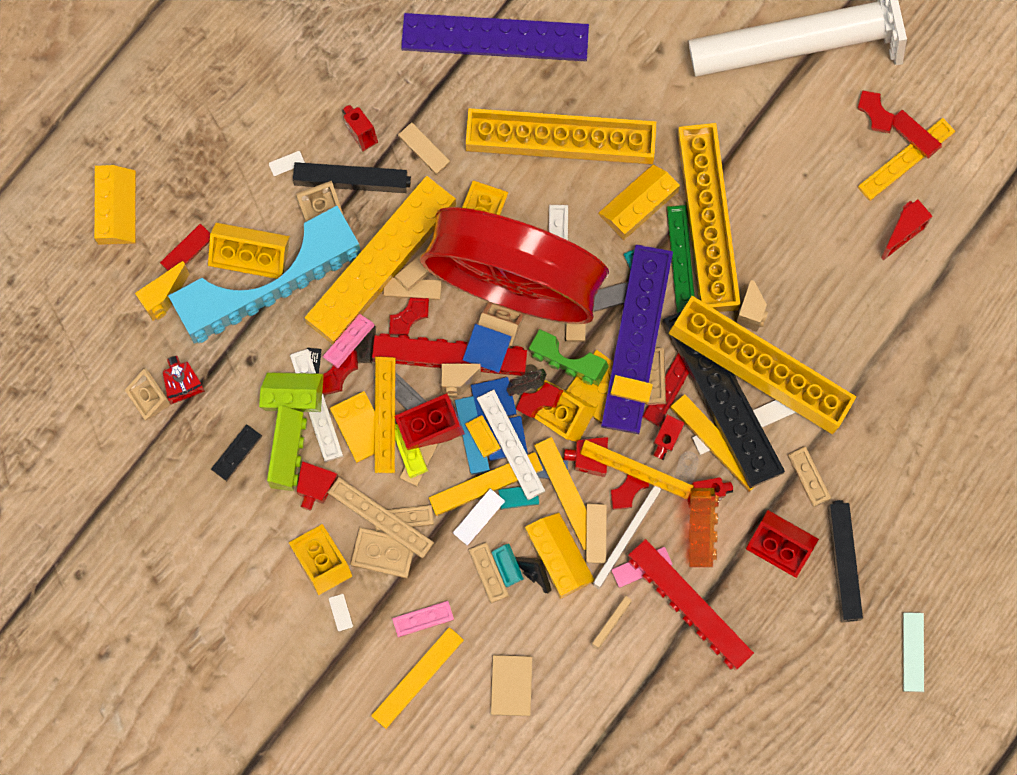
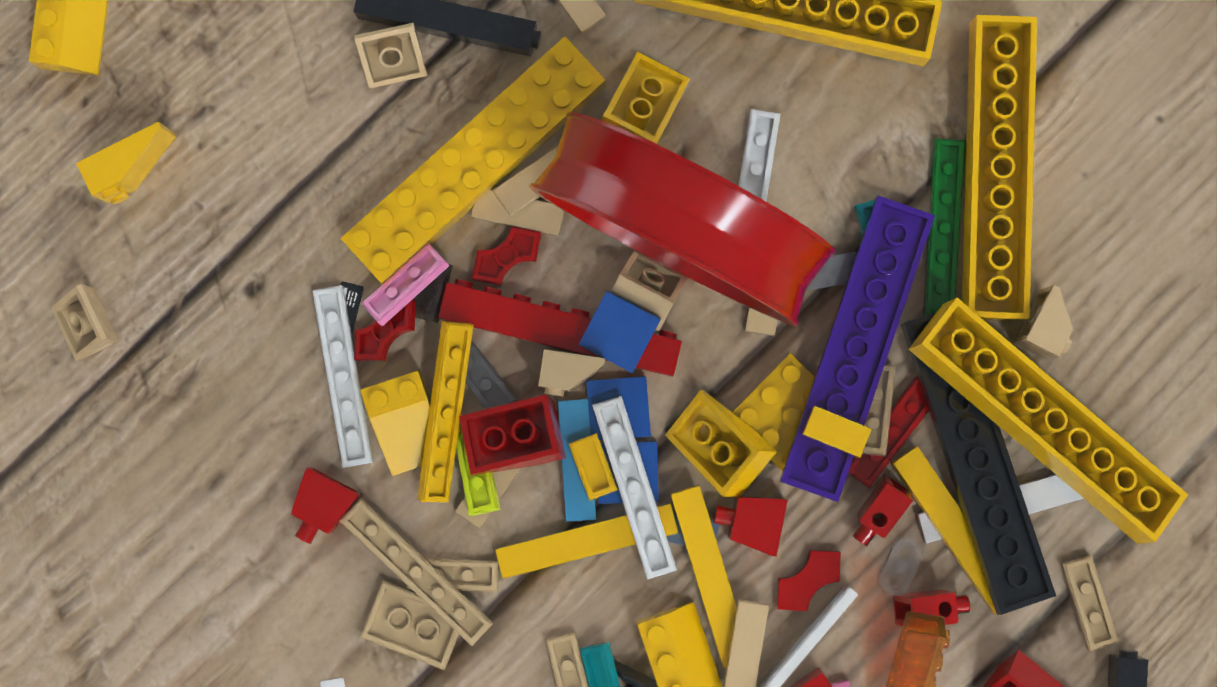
camera: 10 degrees right, 10 degrees up
(180, 381) = (137, 308): red torso -> none
(188, 248) = (177, 96): red tile -> none
(210, 309) = (387, 128): medium azure arch -> none
(236, 452) = (209, 433): black tile -> none
(248, 250) = (269, 114): yellow slope -> none
(286, 449) = (284, 443): lime slope -> none
(293, 391) = (305, 352): lime slope -> none
(320, 559) = (314, 622): yellow slope -> none
(478, 516) = (568, 592): tile -> none
(516, 498) = (627, 569): teal tile -> none
(532, 379) = (679, 390): clear smoke plate -> none
(546, 397) = (702, 421): red tile -> none
(589, 368) = (775, 385): bright green arch -> none
(636, 469) = (825, 562): yellow tile -> none
(639, 201) = (893, 123): yellow slope -> none

